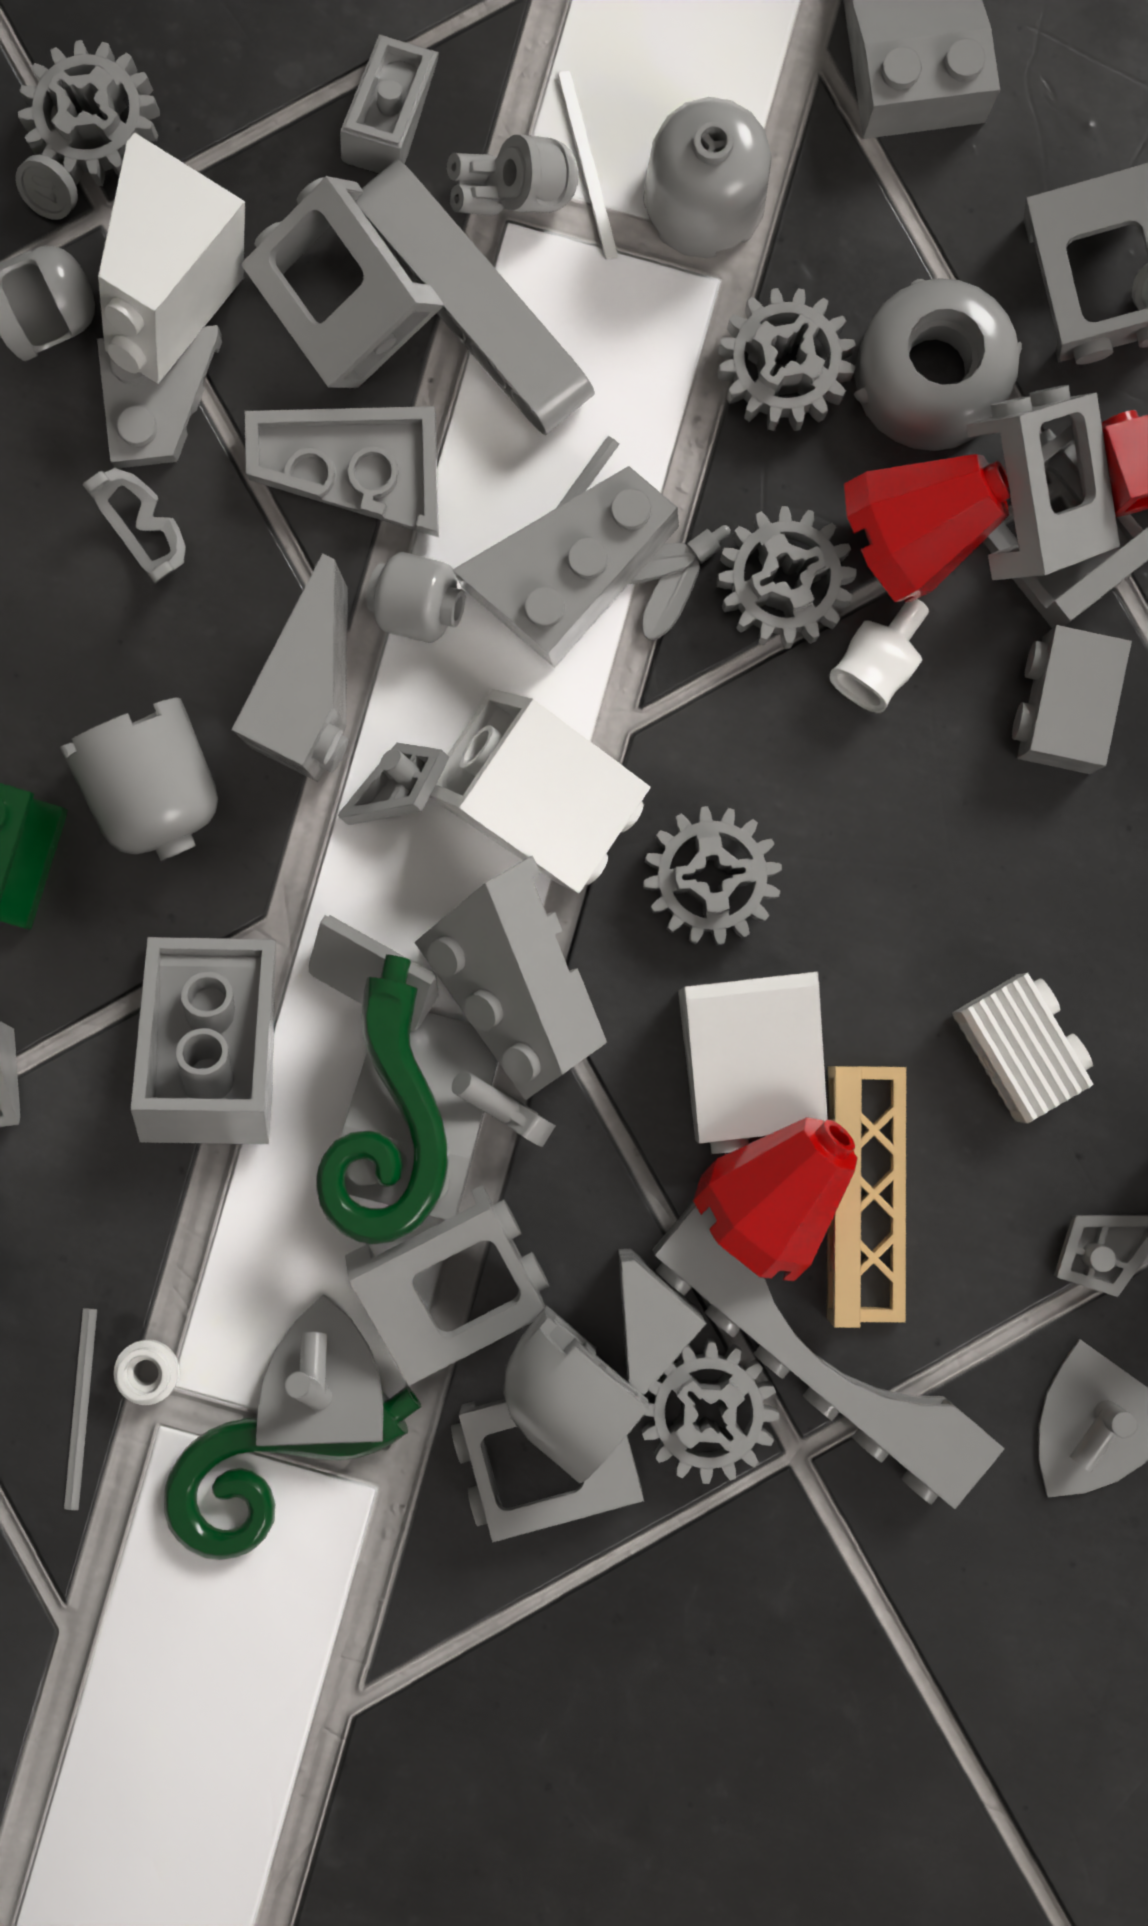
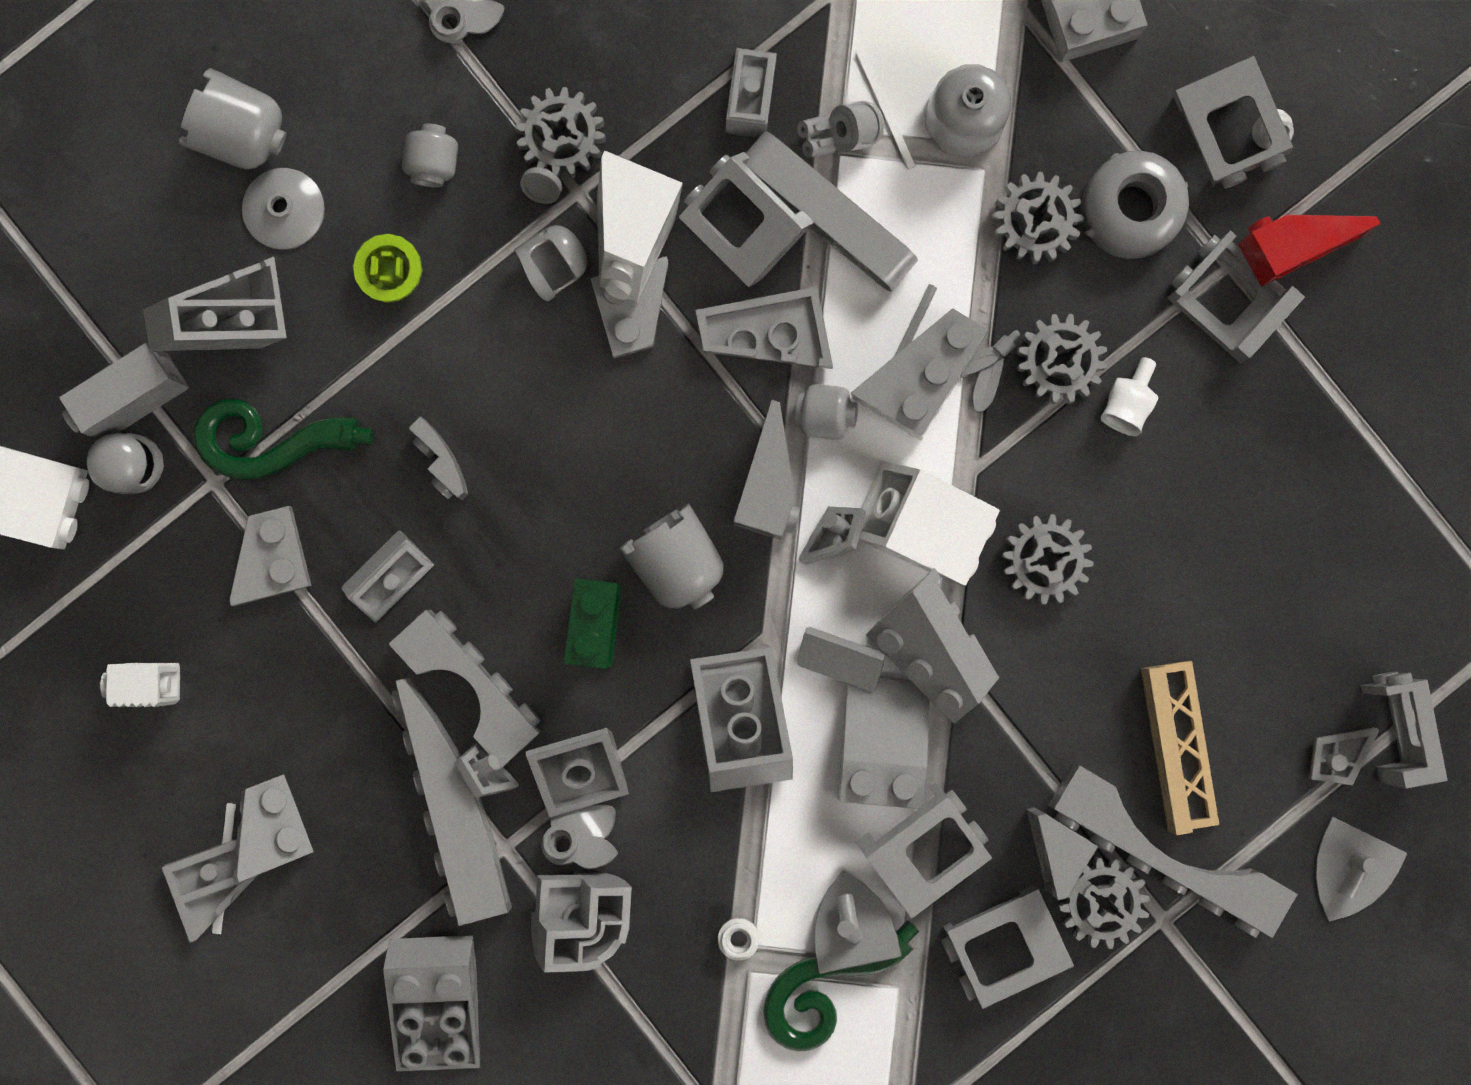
camera: 10 degrees left, 0 degrees up
(80, 1409) = (698, 970): light grey piece -> none
(101, 488) = (658, 420): light grey helmet -> none
(386, 1032) = (861, 695): dark green plant -> none
(503, 1107) = (940, 731): light grey bar -> none
(568, 1397) = (1019, 907): light grey brick -> none
(753, 1057) = (1095, 673): white slope -> none
(779, 1195) = (1128, 757): red cone -> none
(925, 518) = (1147, 309): red cone -> none
(1025, 1047) = (1266, 635): white brick -> none
(1046, 538) = (1225, 311): light grey window -> none
(1071, 699) = (1258, 406): light grey brick -> none

